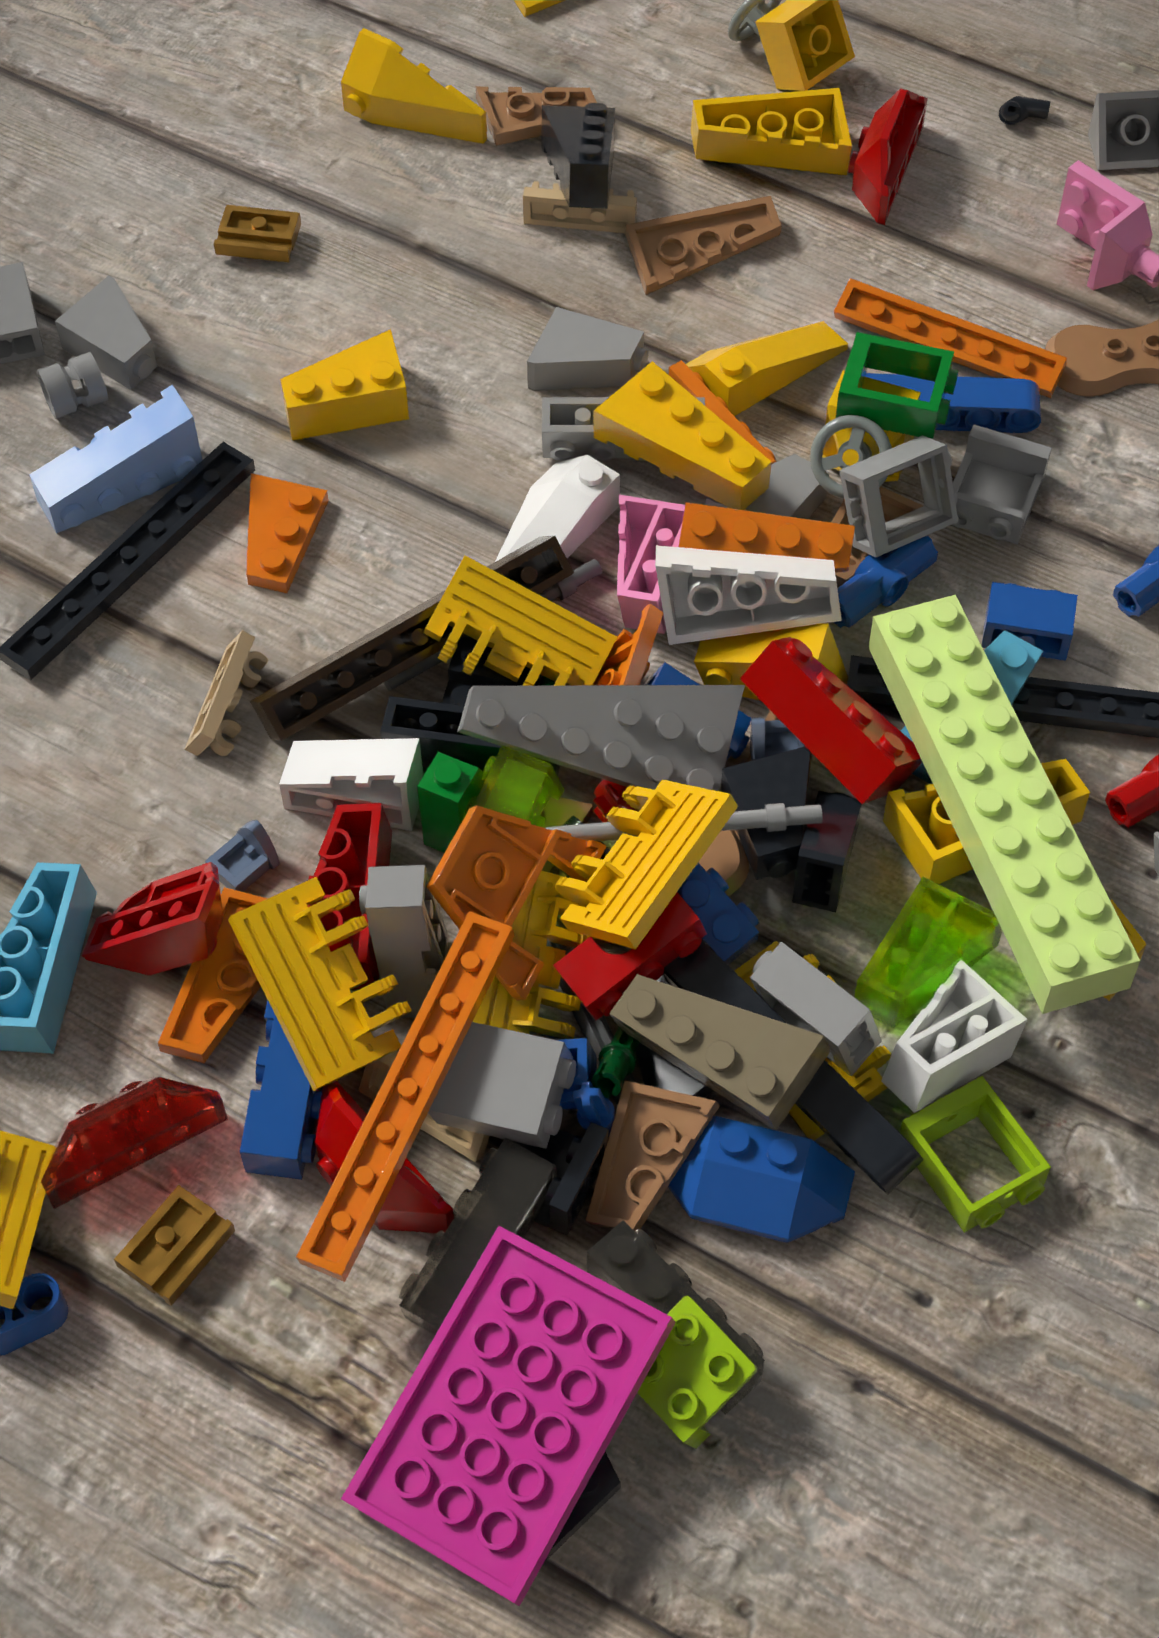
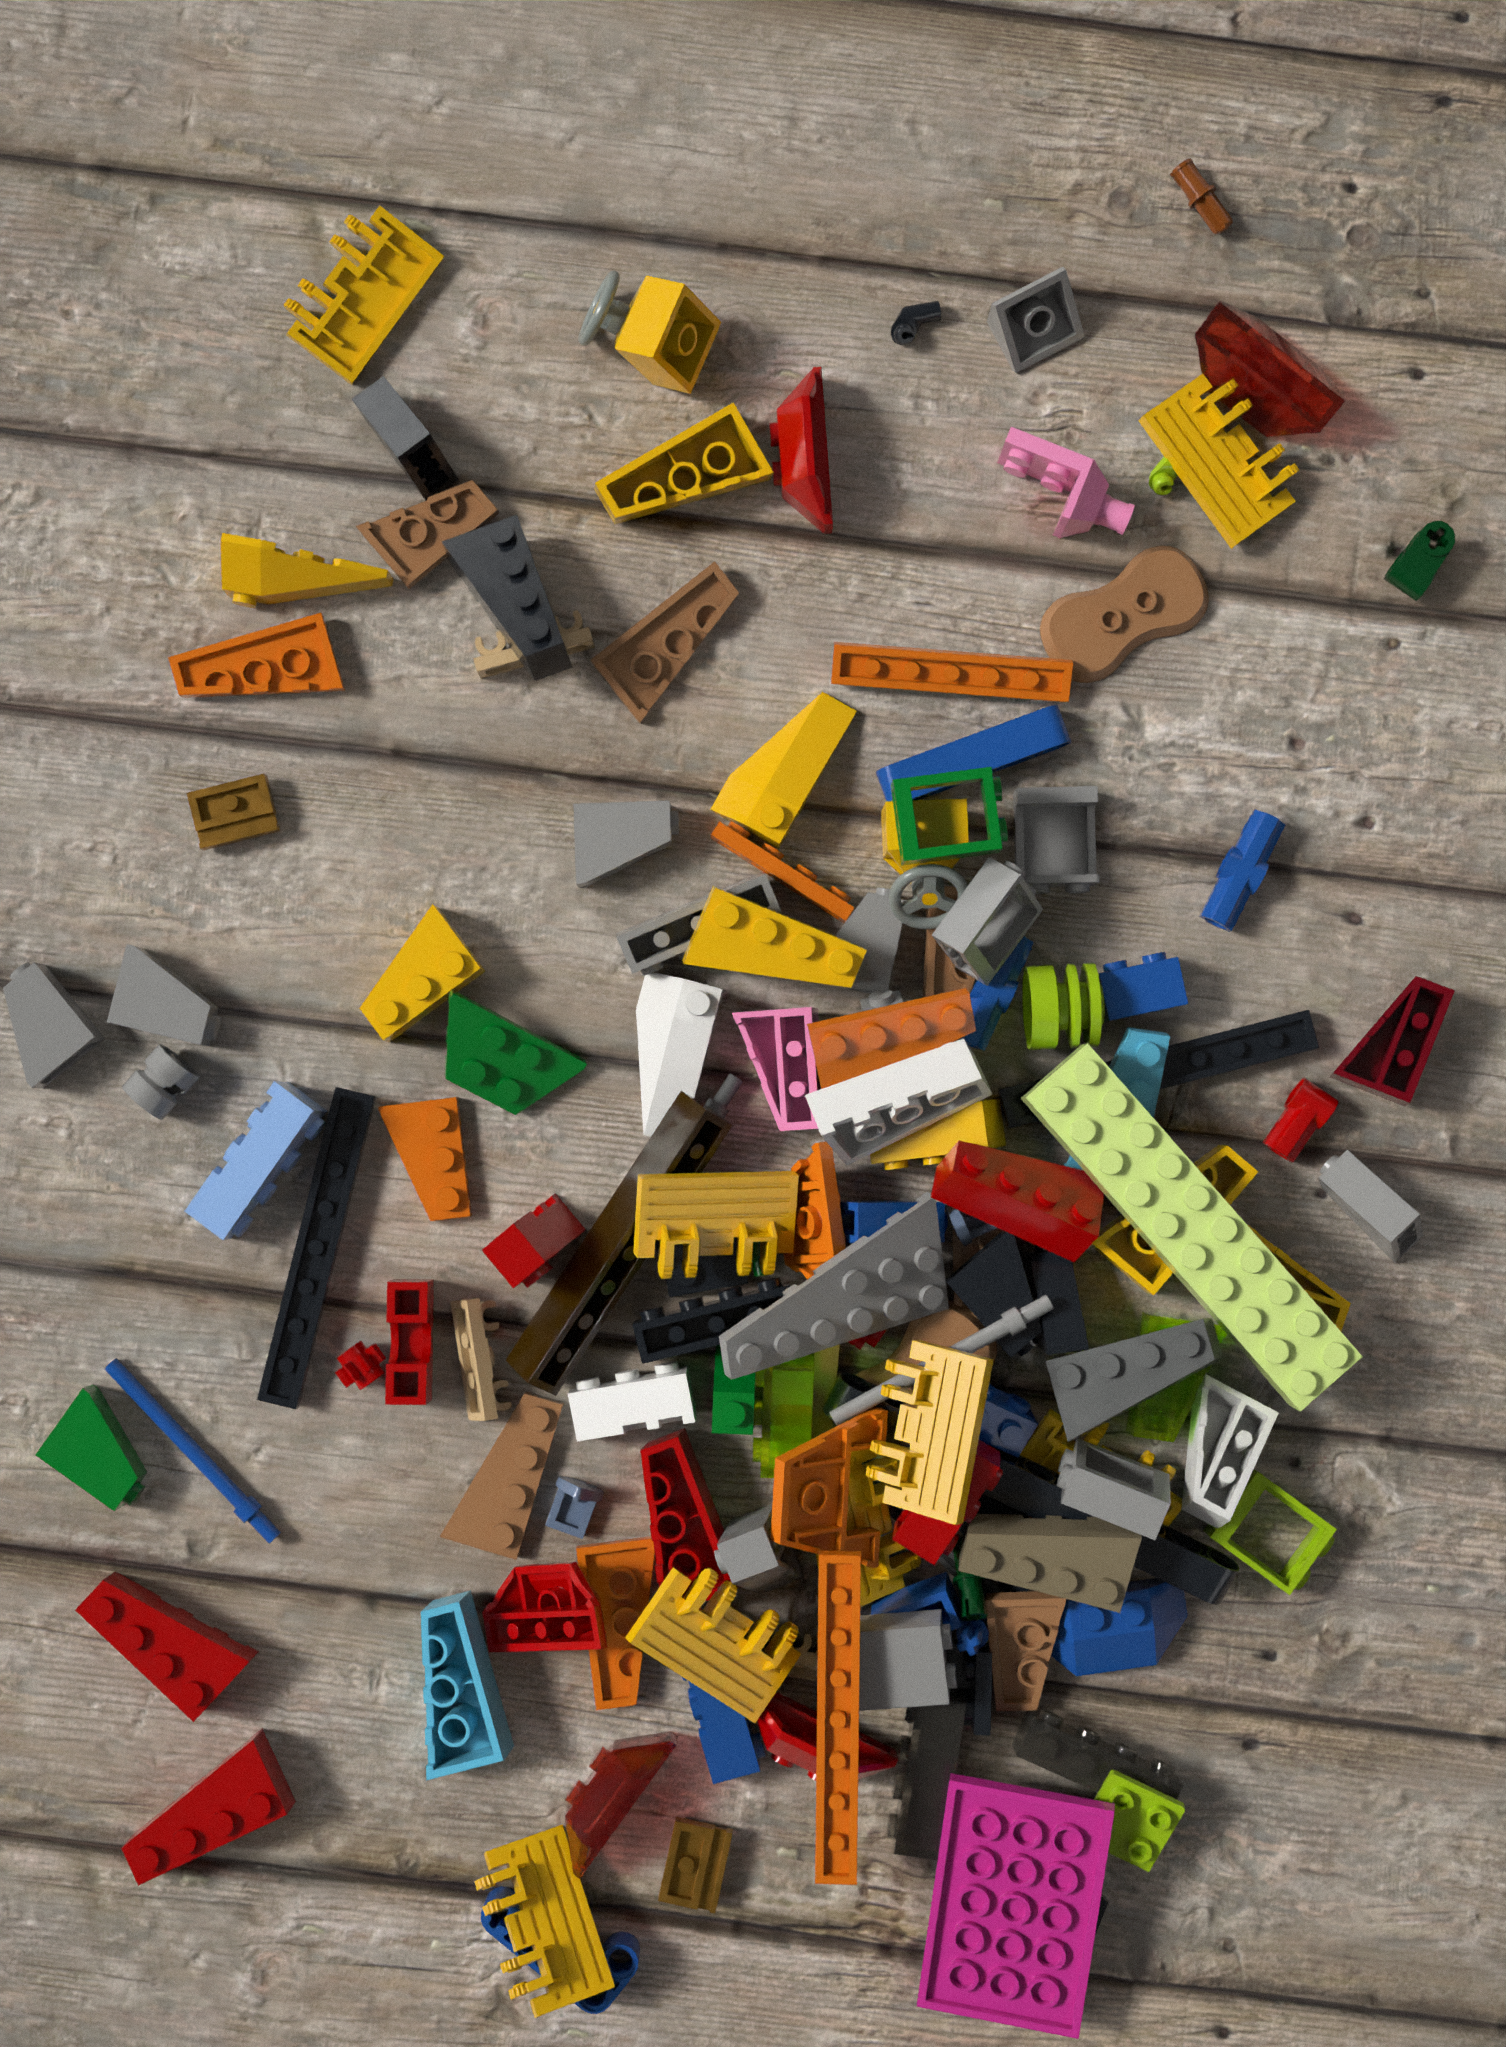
camera: 25 degrees left, 30 degrees up
(110, 658) = (360, 1365): none -> red gear
(154, 676) = (411, 1351): none -> red arch
(187, 818) = (504, 1490): none -> medium nougat wing
(326, 598) = (534, 1239): none -> red wedge
(352, 150) = (268, 661): none -> orange wing
(386, 469) = (501, 1057): none -> green wing
(549, 44) = (405, 438): none -> slope
(882, 902) = (1120, 1375): none -> dark grey wedge
(930, 581) = (1061, 1006): none -> lime wheel

